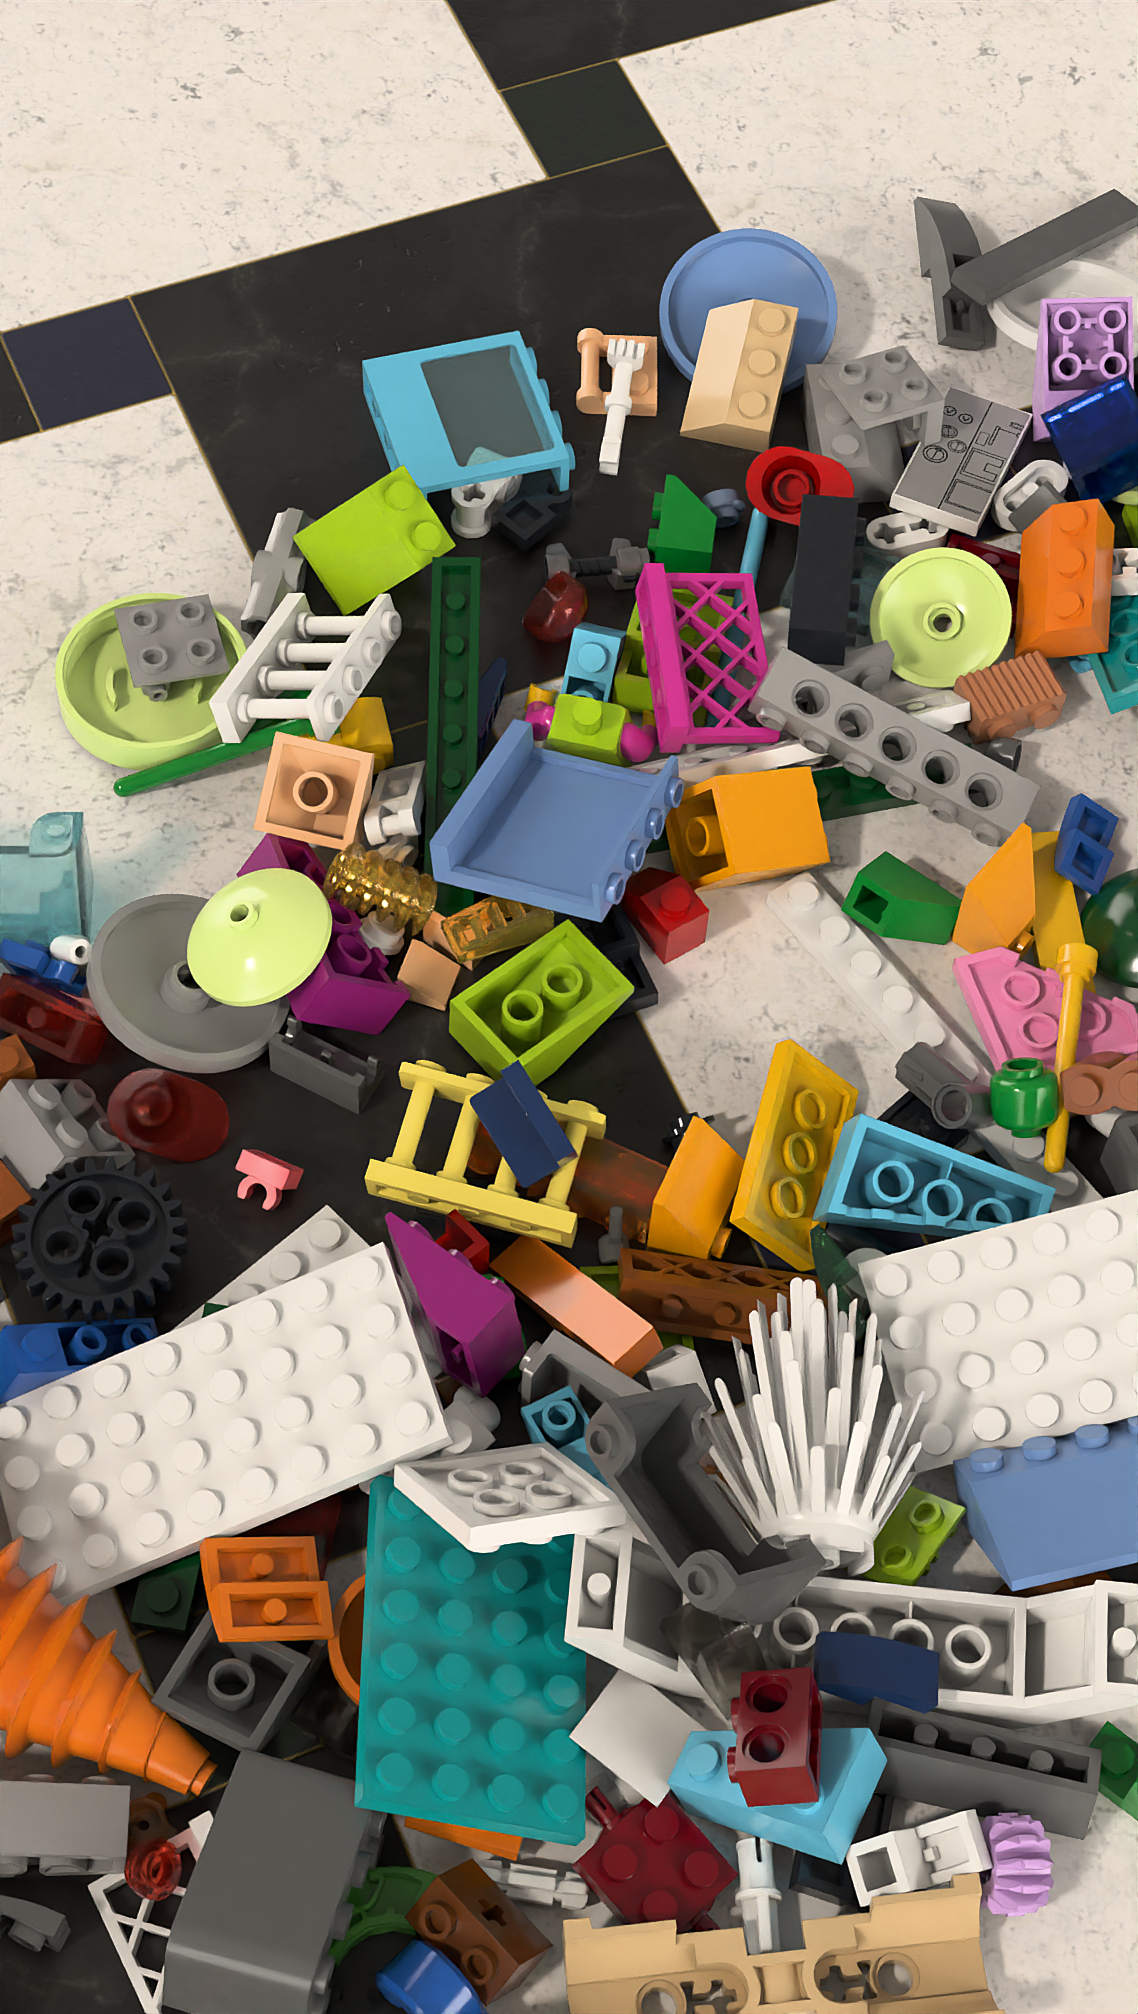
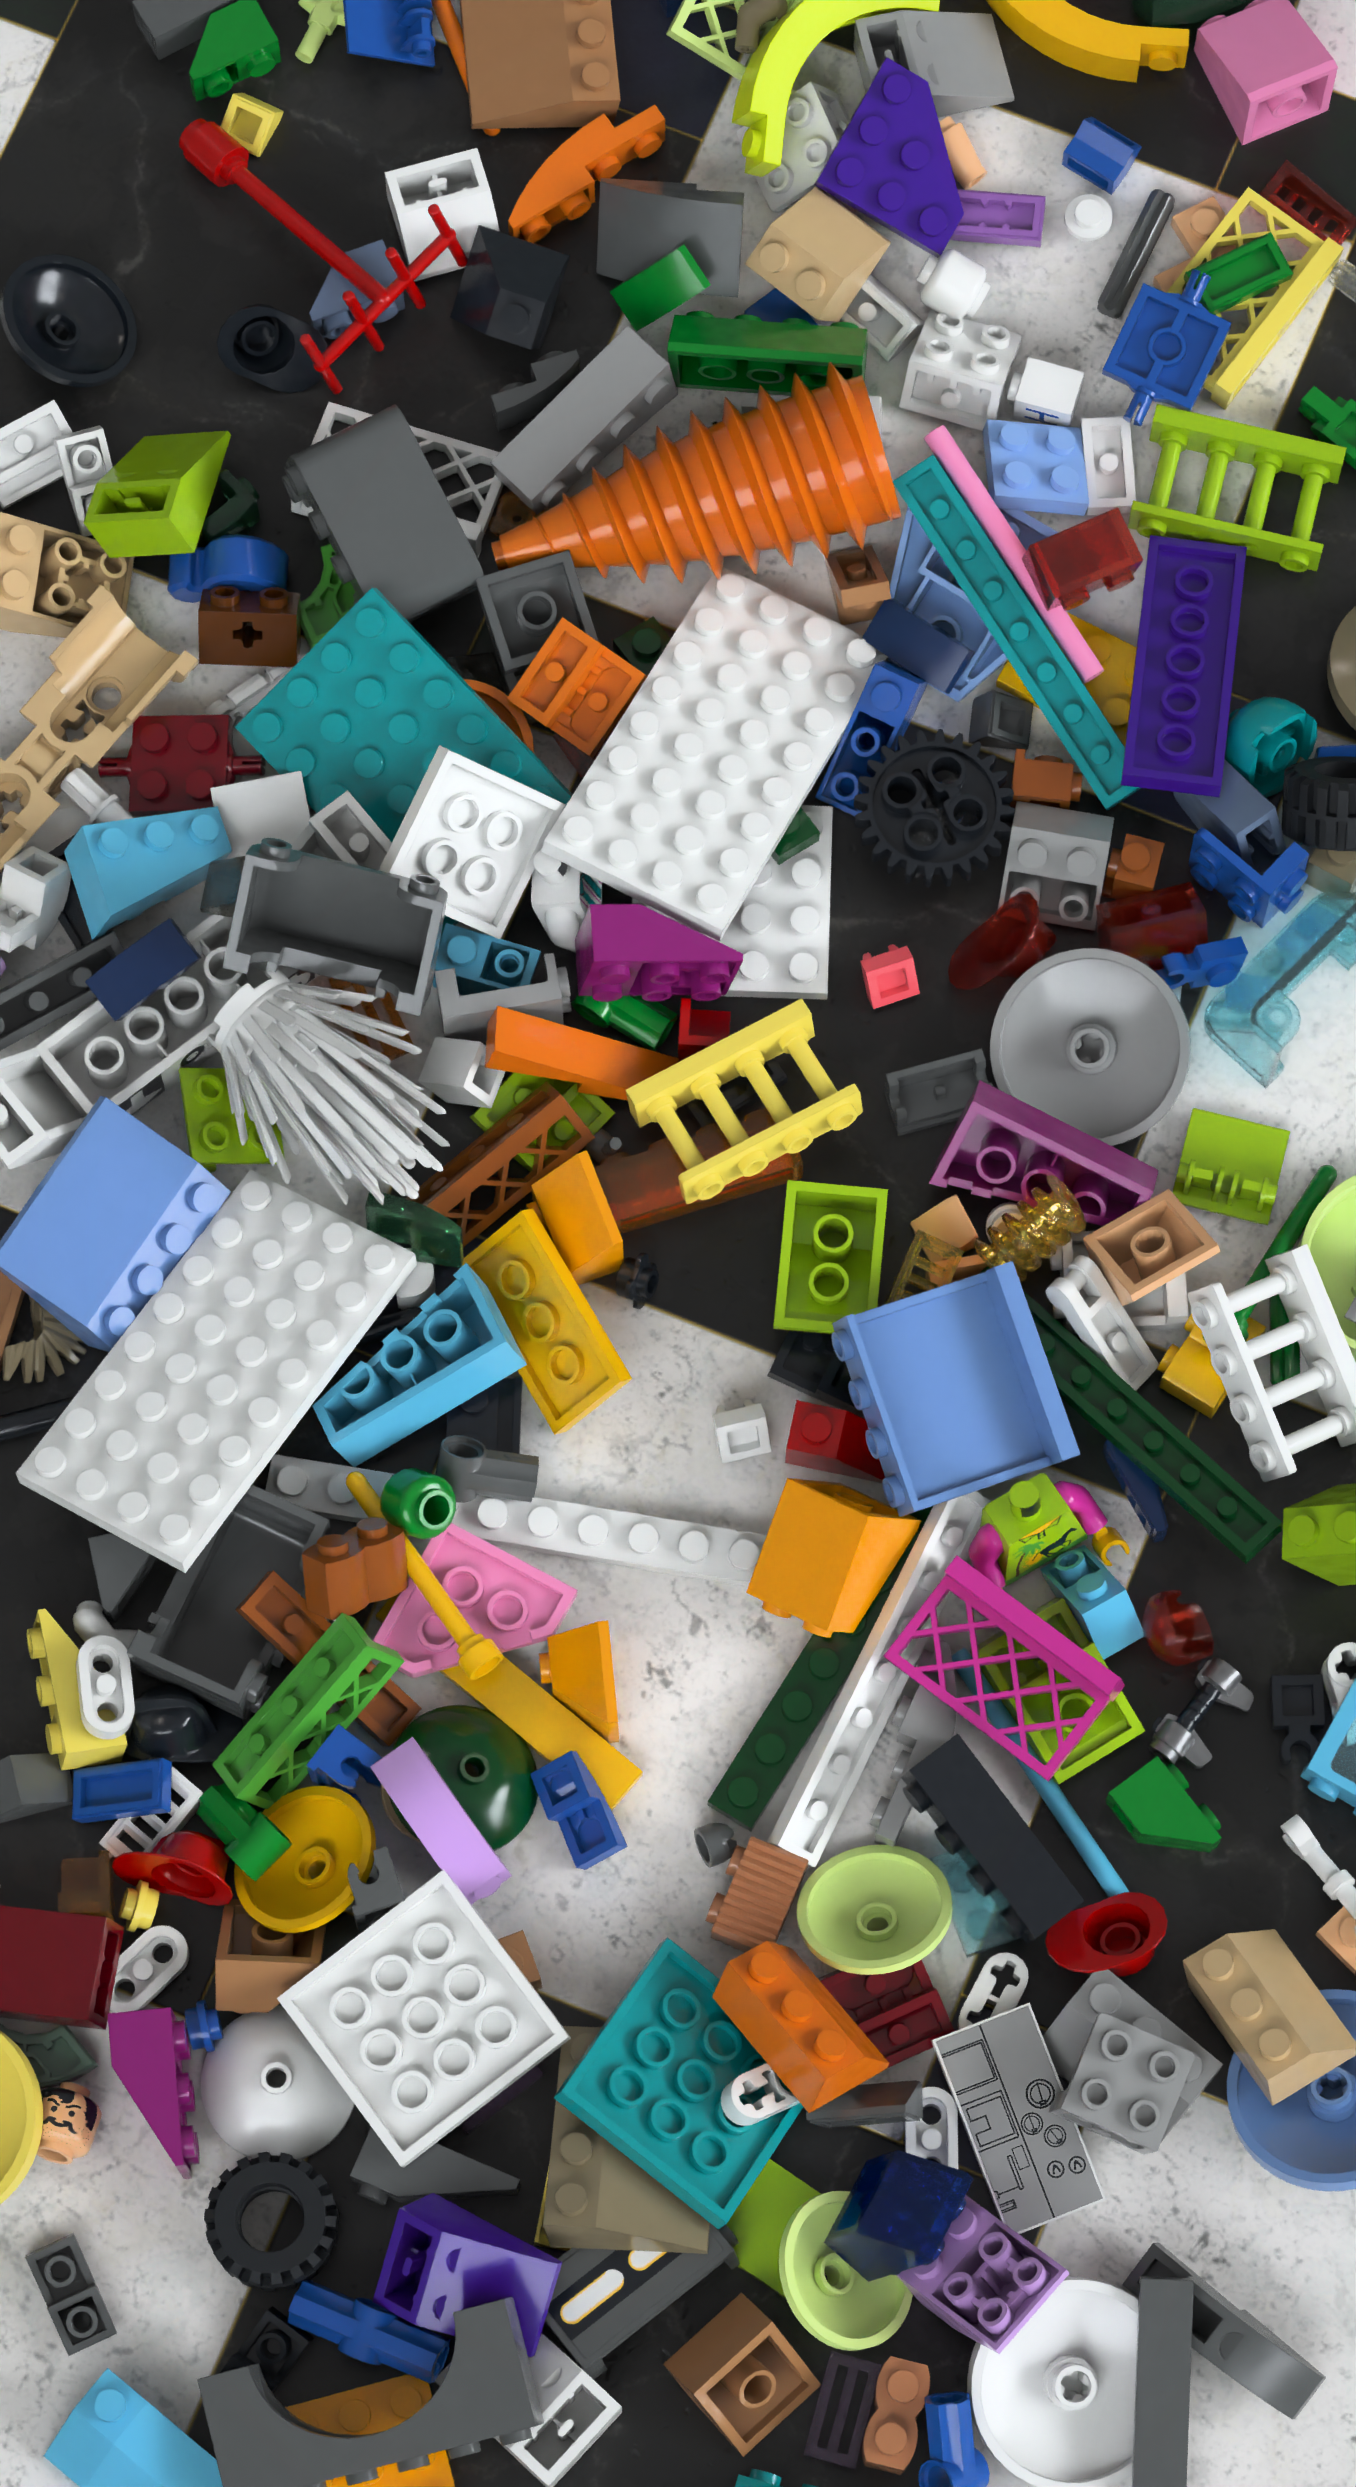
camera: 140 degrees right, 15 degrees up
(72, 949) = (1196, 990): white arm -> none
(153, 1869) = (474, 482): clear red plate -> none
(181, 843) = (1230, 1166): none -> lime hinge
(259, 937) = (1055, 1116): yellowish green dish -> none
(522, 1126) = (725, 1123): dark blue panel -> none
(721, 972) = (741, 1431): none -> white tile
(725, 506) = (1159, 1874): sand blue plate -> none
(777, 1737) = (150, 861): dark red brick -> none
(901, 902) = (666, 1612): green slope -> none
(920, 745) = (813, 1730): light grey brick -> none

